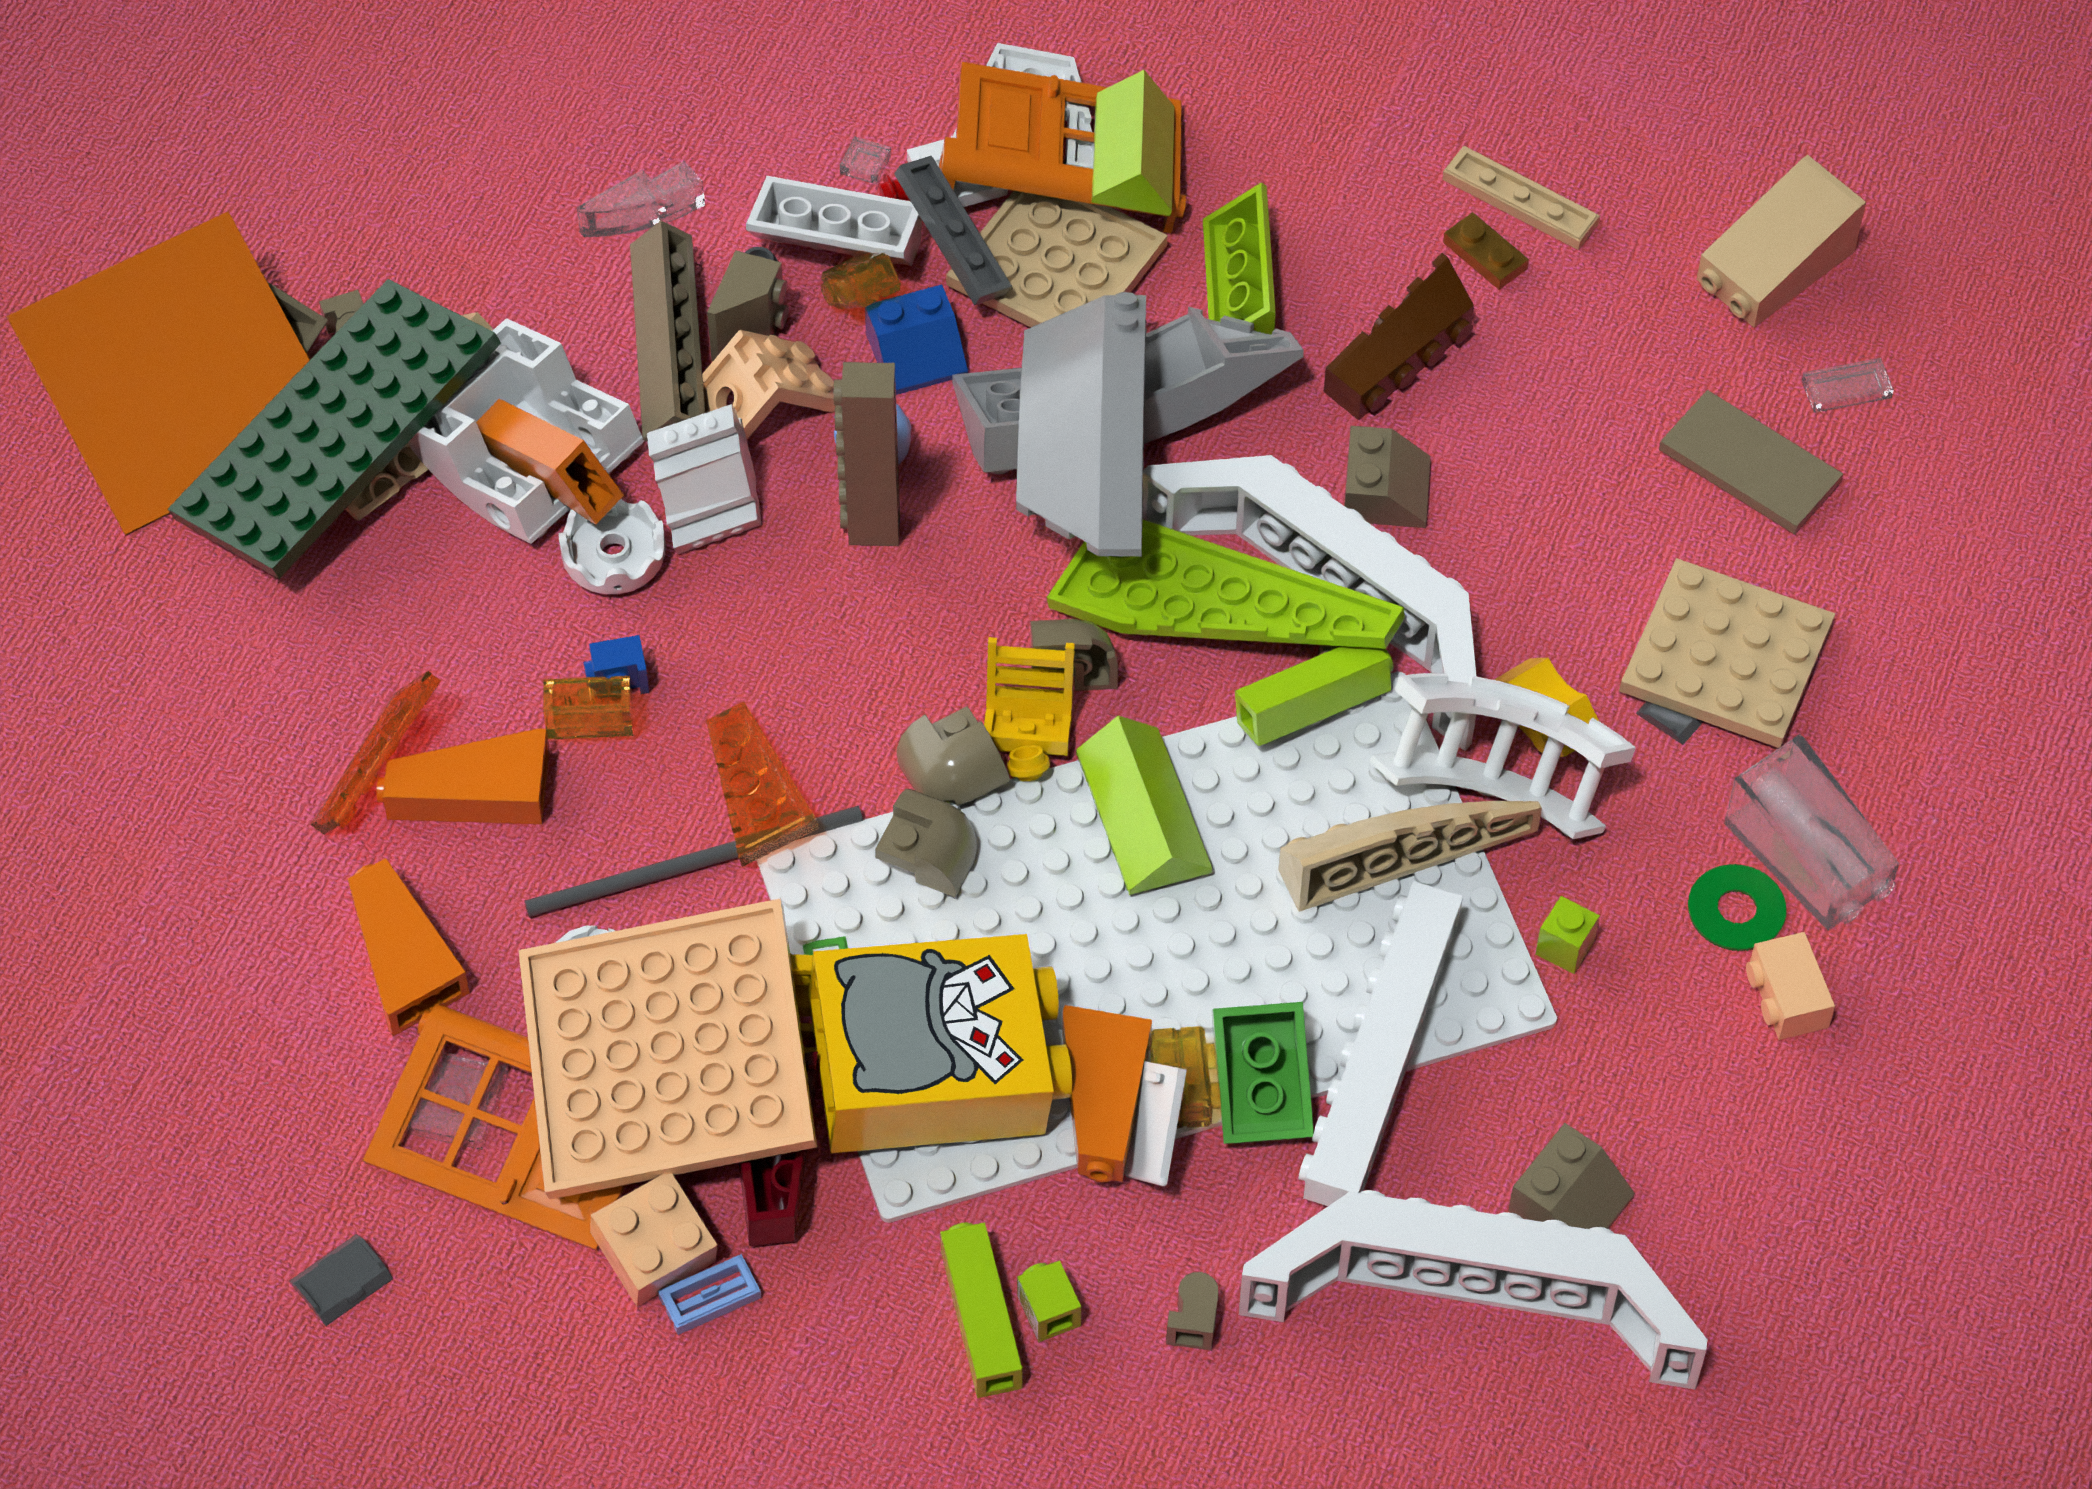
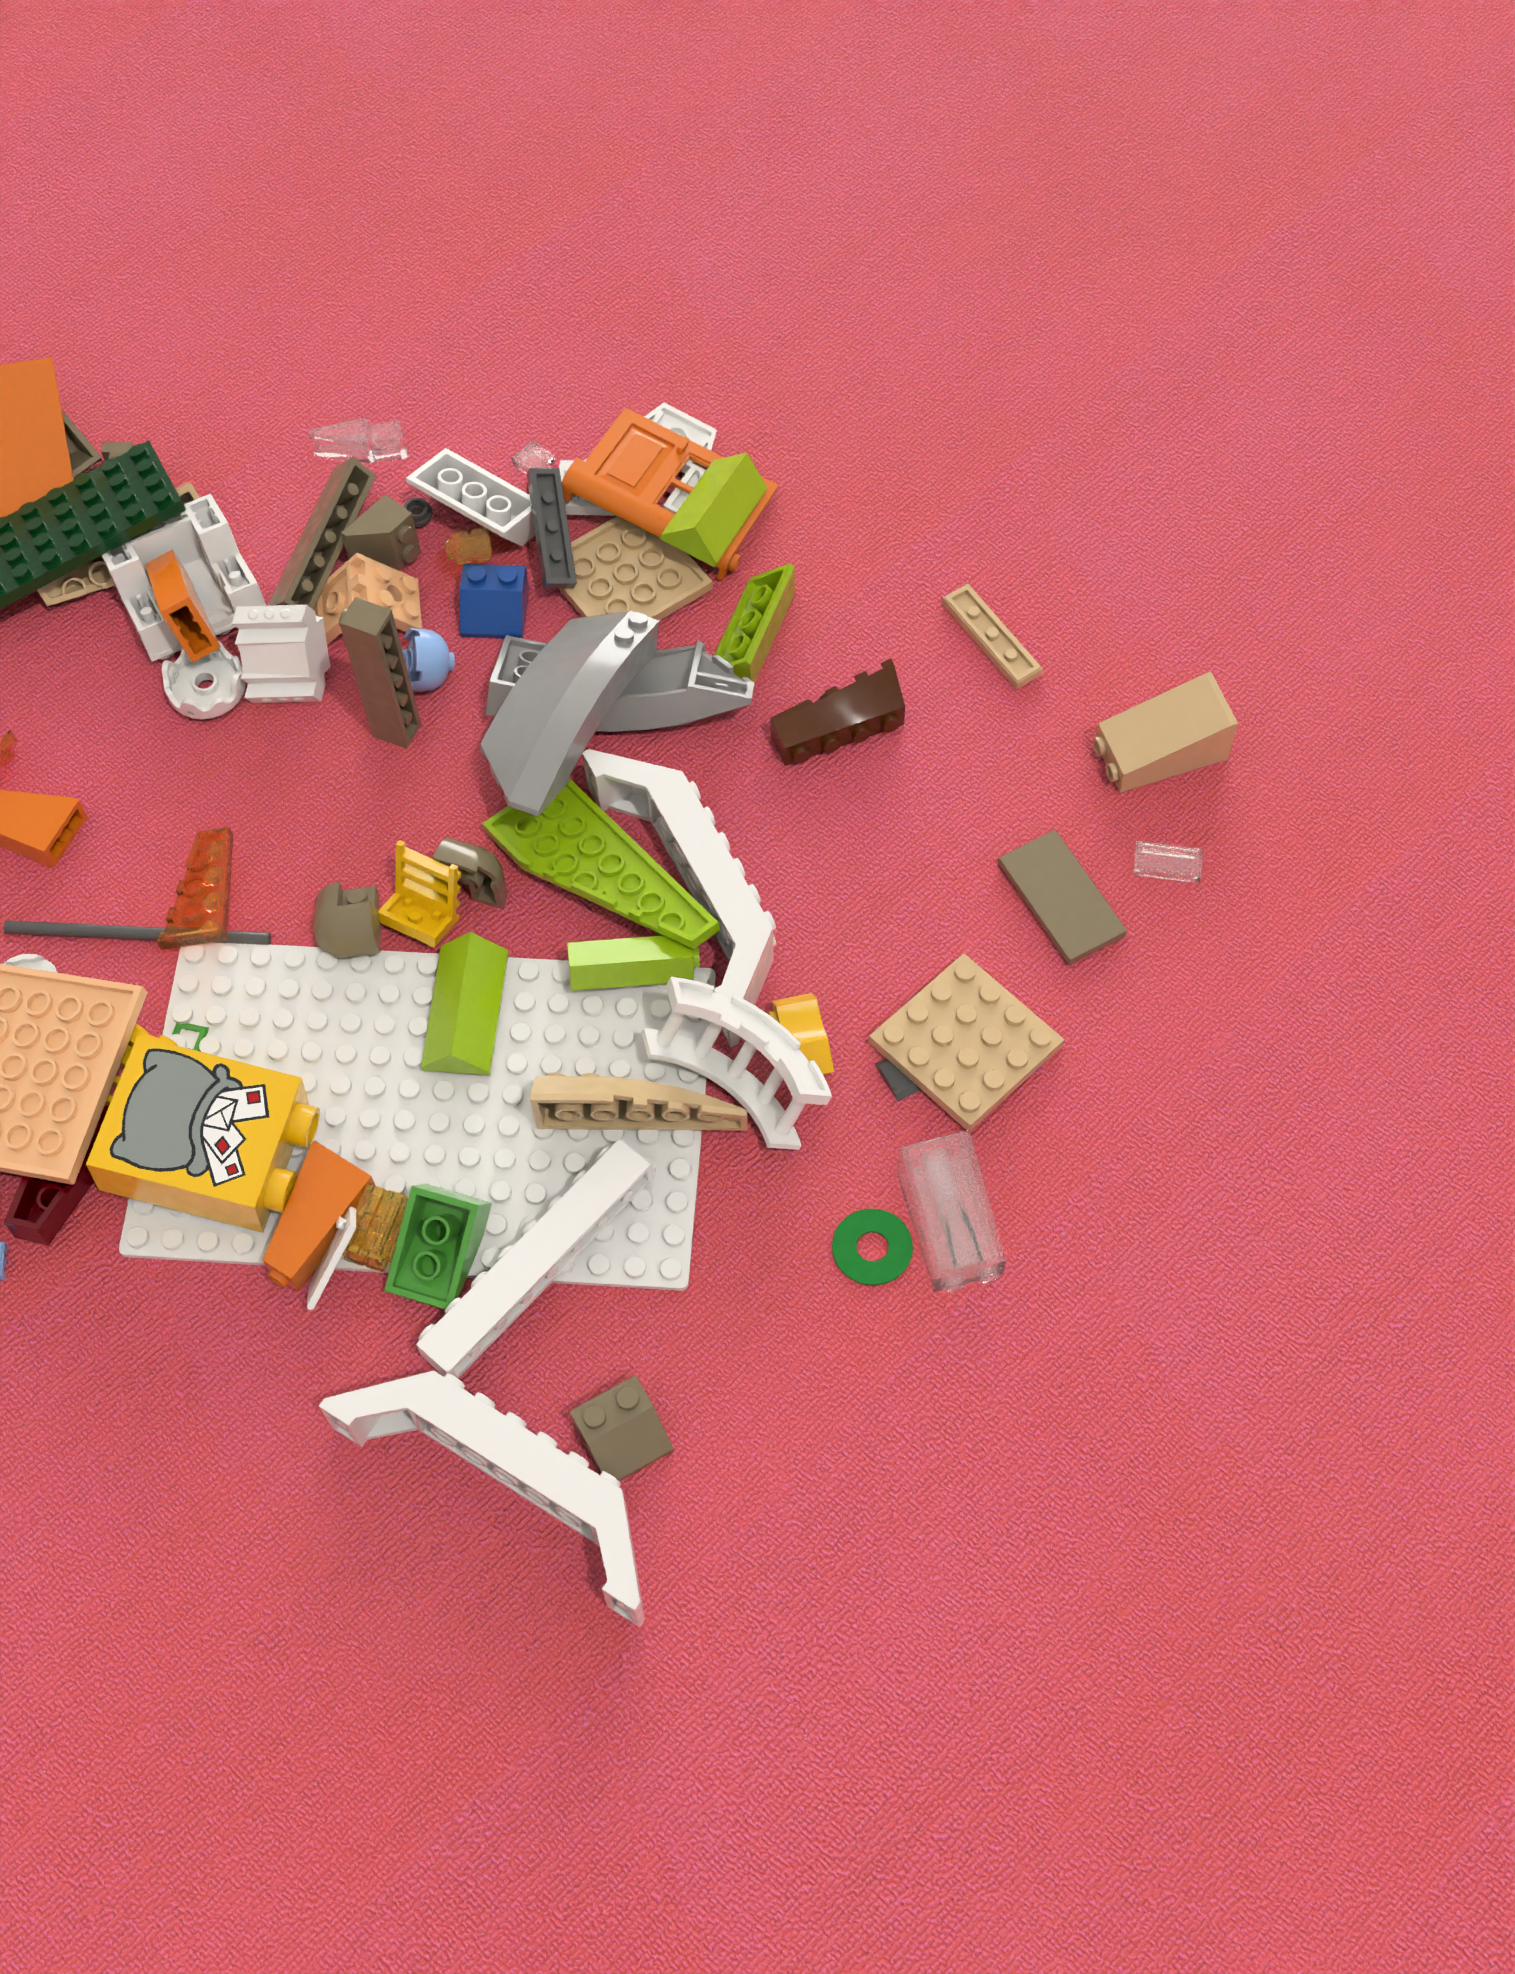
camera: 25 degrees right, 5 degrees up
(588, 707) = (118, 794): clear yellow brick -> none
(619, 658) = (160, 770): blue brick -> none
(929, 841) = (296, 977): dark tan brick -> none
(981, 1309) = (143, 1351): lime brick -> none
(1027, 762) = (400, 943): yellow plate -> none
(1048, 1300) = (194, 1363): lime brick -> none
(1196, 1314) = (295, 1417): dark tan leg -> none
(1387, 478) = (775, 817): dark tan slope -> none
(1485, 251) = (944, 668): pearl gold plate -> none
(1567, 934) = (724, 1222): lime brick -> none
(1790, 986) = (875, 1327): light nougat brick -> none

